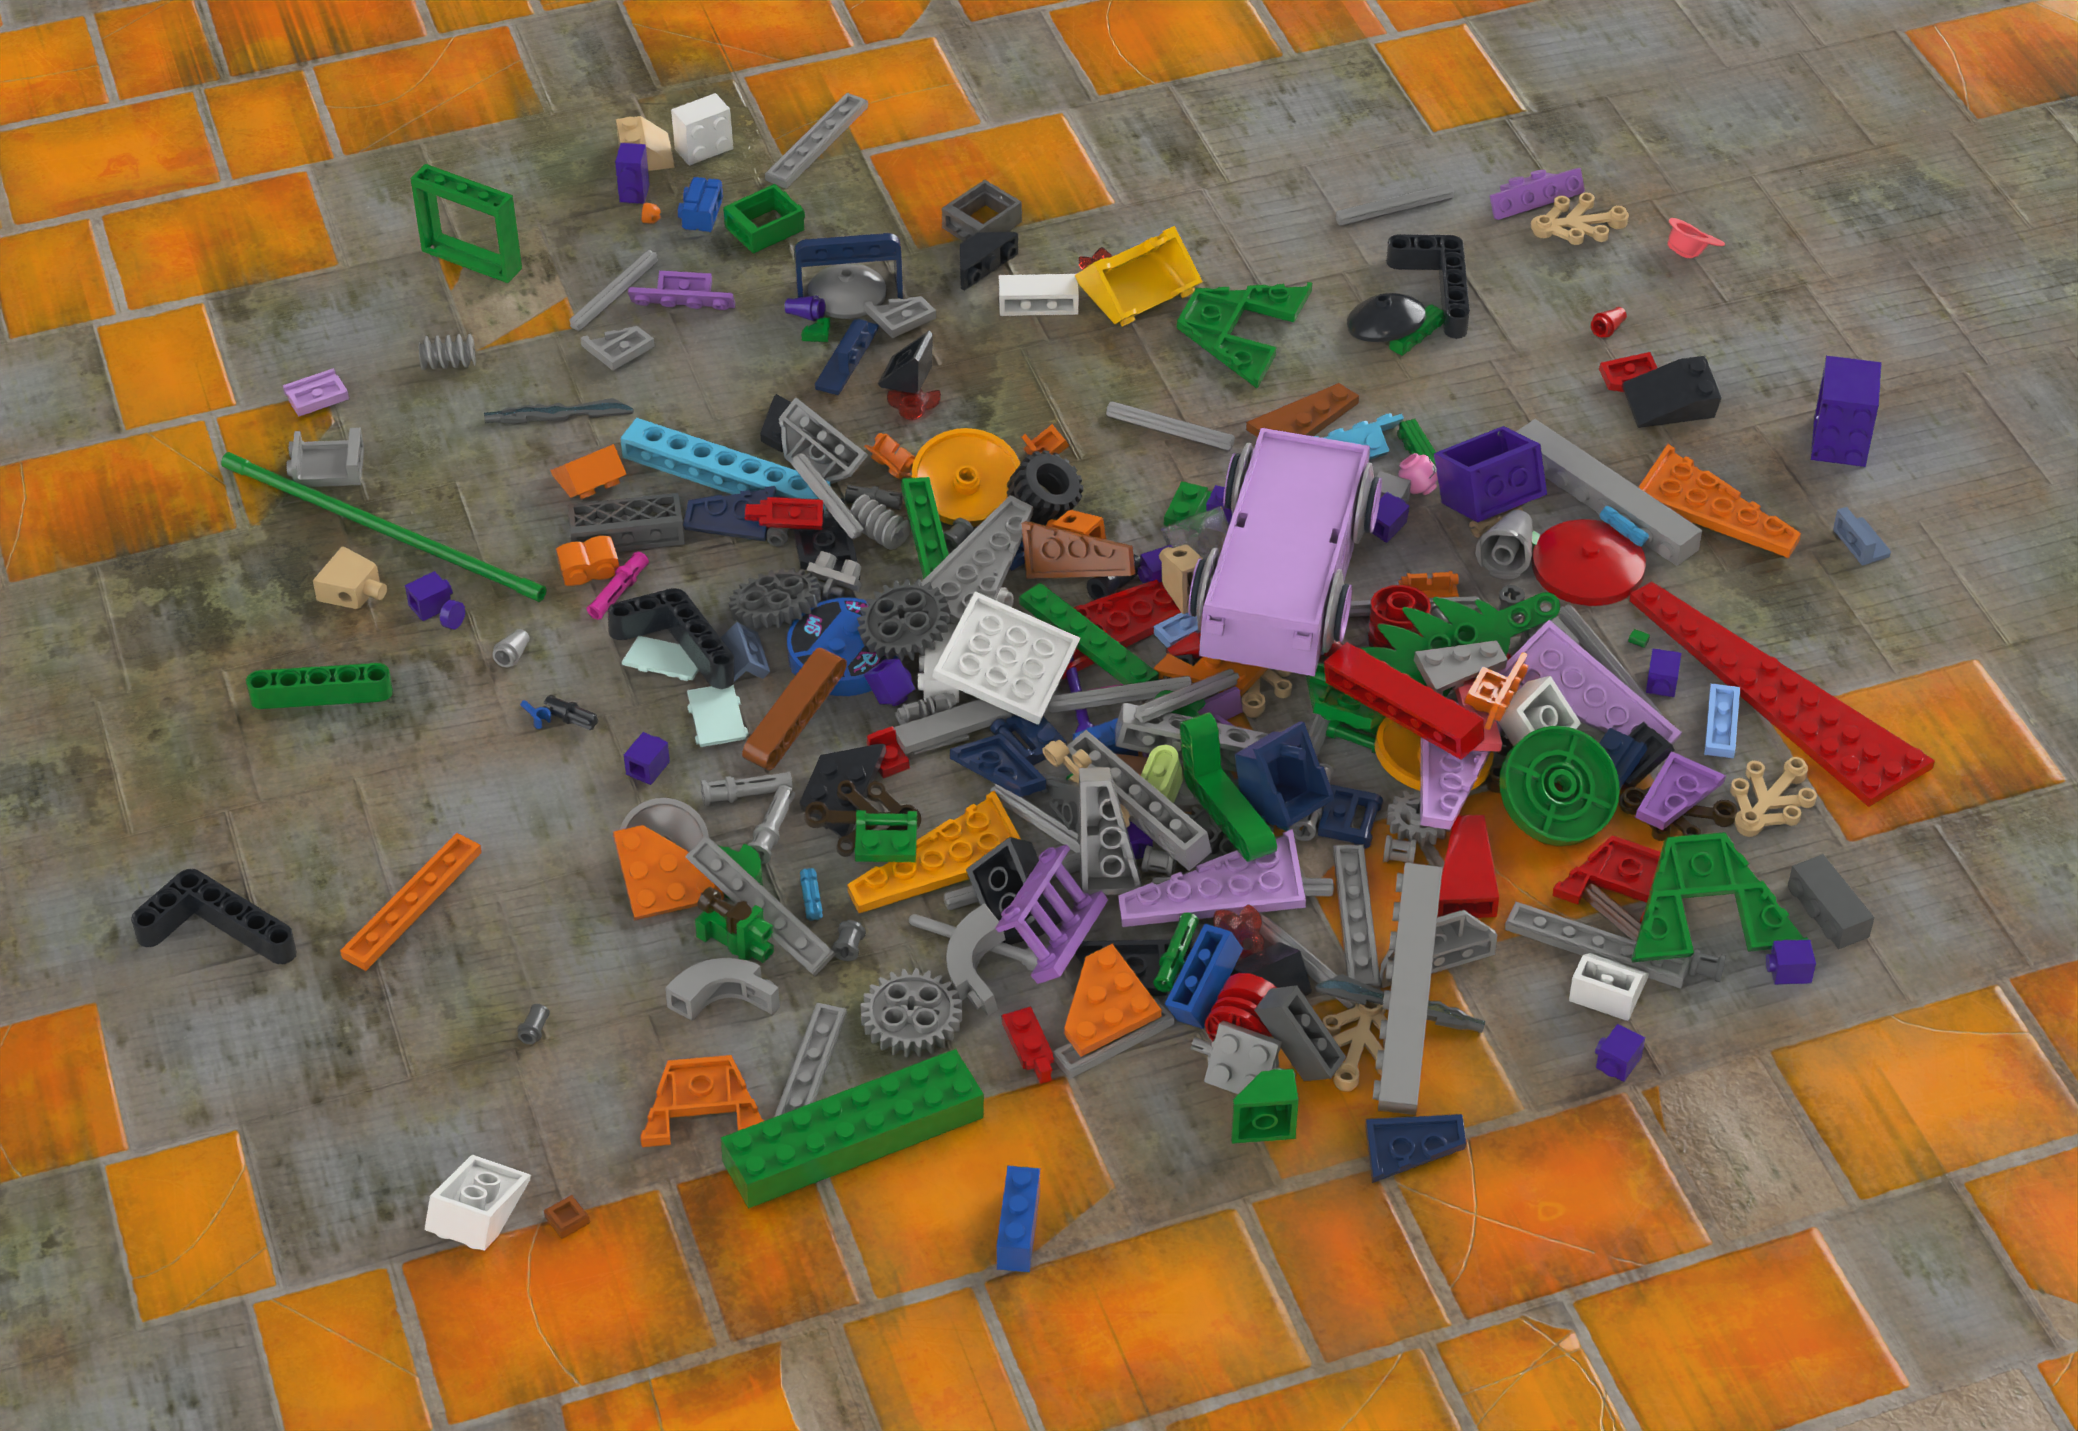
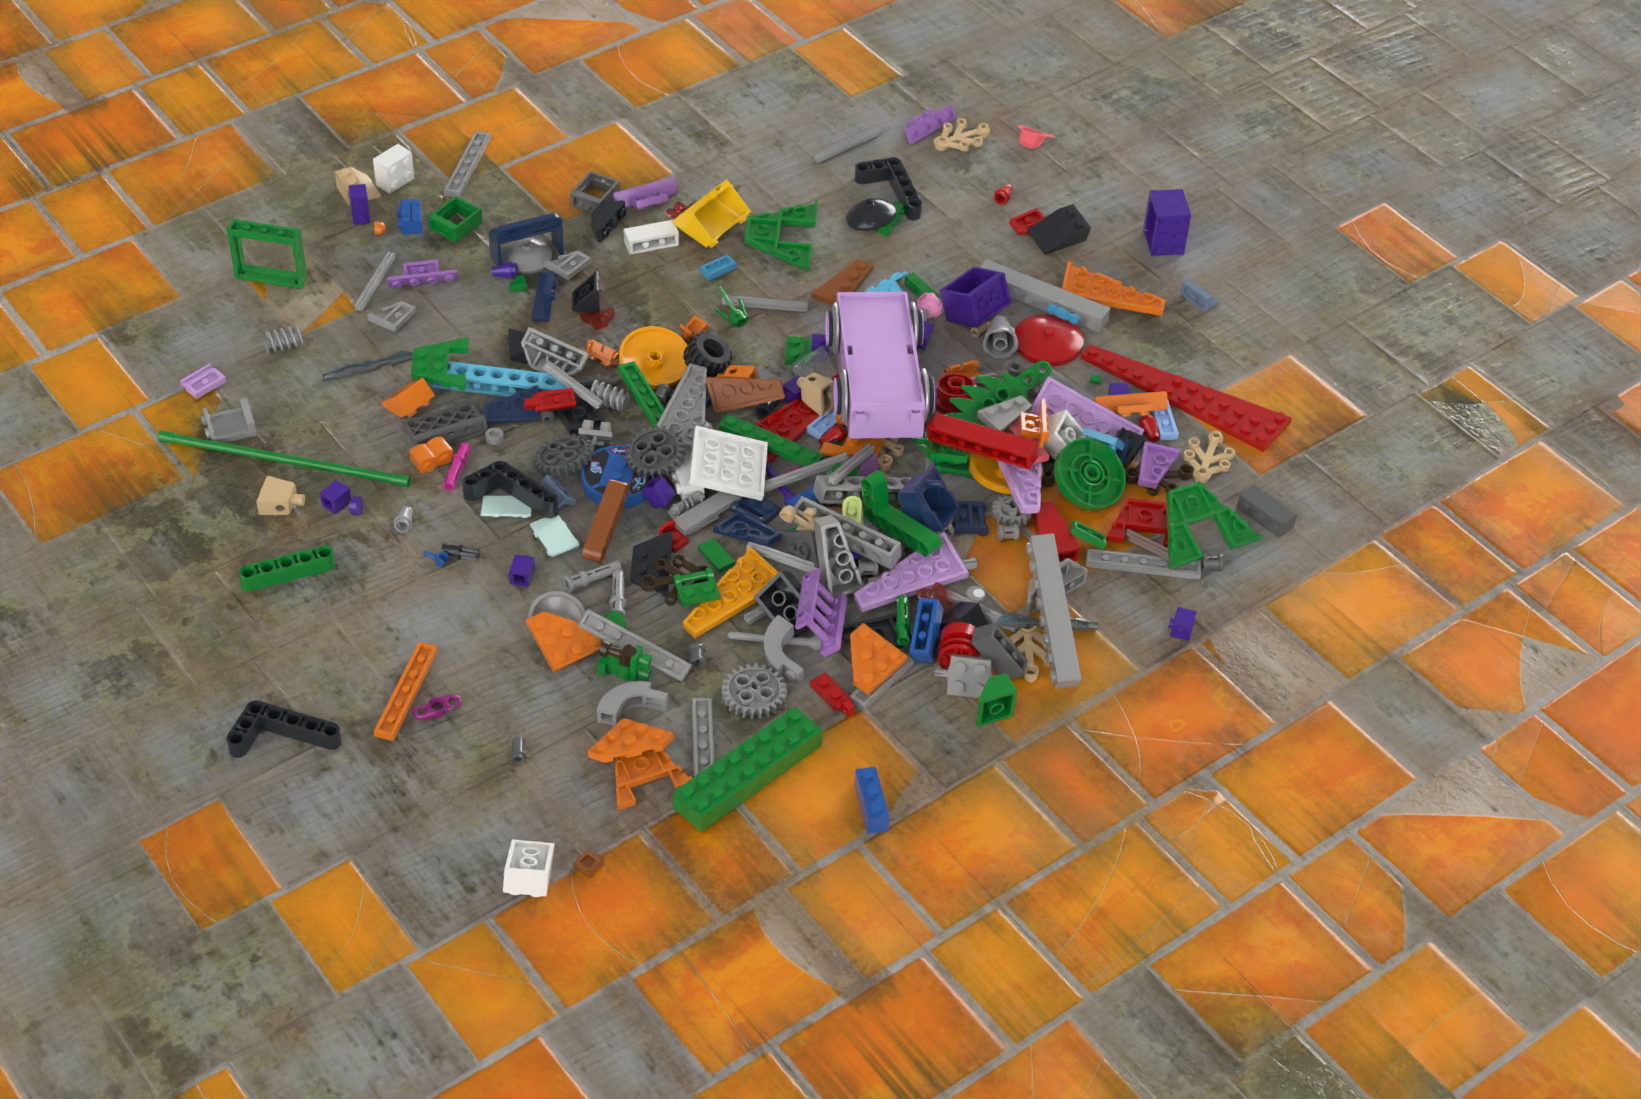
camera: 20 degrees left, 0 degrees up
(433, 940) = (431, 713): none -> magenta piece
(639, 423) = (433, 360): none -> green wing
(691, 550) = (494, 436): none -> light grey tile
(694, 1045) = (629, 739): none -> orange plate
(811, 894) = (660, 633): dark azure axle -> none
(941, 794) = (716, 555): none -> green tile
(1059, 229) = (647, 194): none -> medium lavender bracket
(1118, 440) = (738, 317): none -> green plant
(1120, 358) = (718, 267): none -> dark azure plate
(1311, 937) = (976, 594): none -> light grey tile
(1356, 914) = (996, 575): light grey tile -> none
(1411, 1142) = (1083, 702): dark blue wing -> none
(1523, 880) = (1088, 534): none -> green tile
(1607, 986) = (1161, 587): white slope -> none
(1610, 743) = (1113, 442): none -> dark azure plate
(1678, 687) = (1130, 403): none -> orange bracket
(1693, 729) = (1150, 427): none -> red cone
(1791, 962) = (1258, 550): dark purple brick -> none

